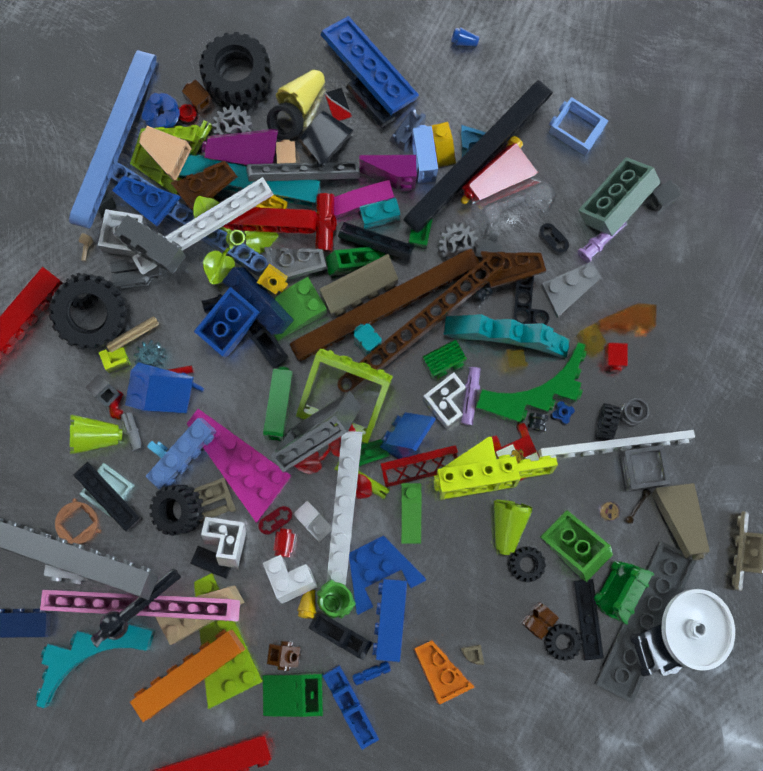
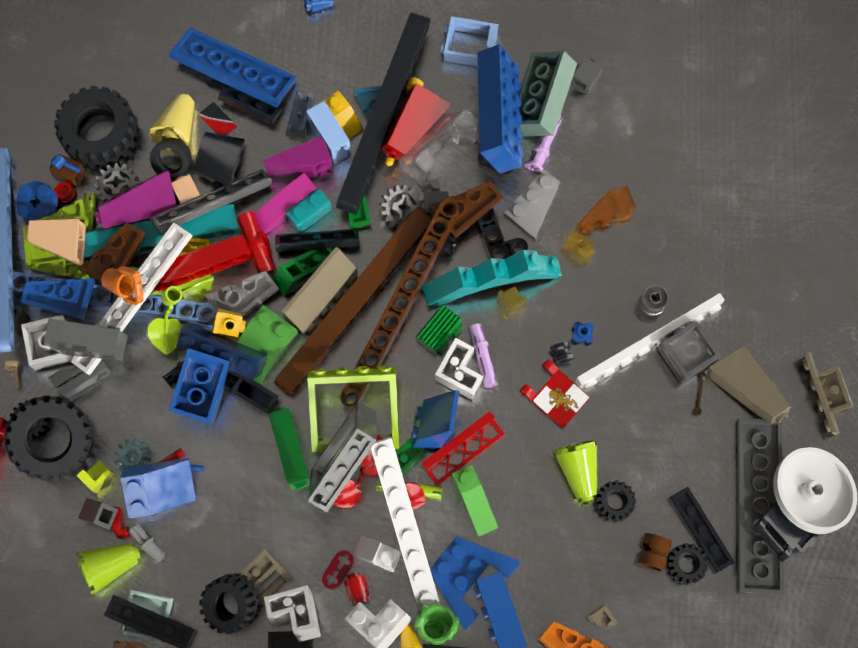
camera: 20 degrees left, 5 degrees down
(132, 334) = (104, 441): tan axle -> none
(158, 448) = (183, 549): medium azure plate -> none
(181, 453) = (209, 543): medium blue brick -> none
(191, 85) = (58, 161): none -> blue hand
(200, 211) = (124, 283): none -> orange piece
(245, 469) = (285, 531): dark pink wing -> none
(366, 338) = (351, 342): teal brick -> none
(481, 472) = (528, 426): neon yellow wedge -> none
(540, 399) = (529, 347): green arch -> none
(576, 194) = (499, 109): none -> blue brick
(577, 545) = (657, 459): bright green slope -> none
(608, 421) = (632, 321): black tyre -> none
(609, 511) = (673, 411): tile -> none
(616, 356) = (610, 253): red brick -> none
(623, 590) = (723, 485): green piece -> none

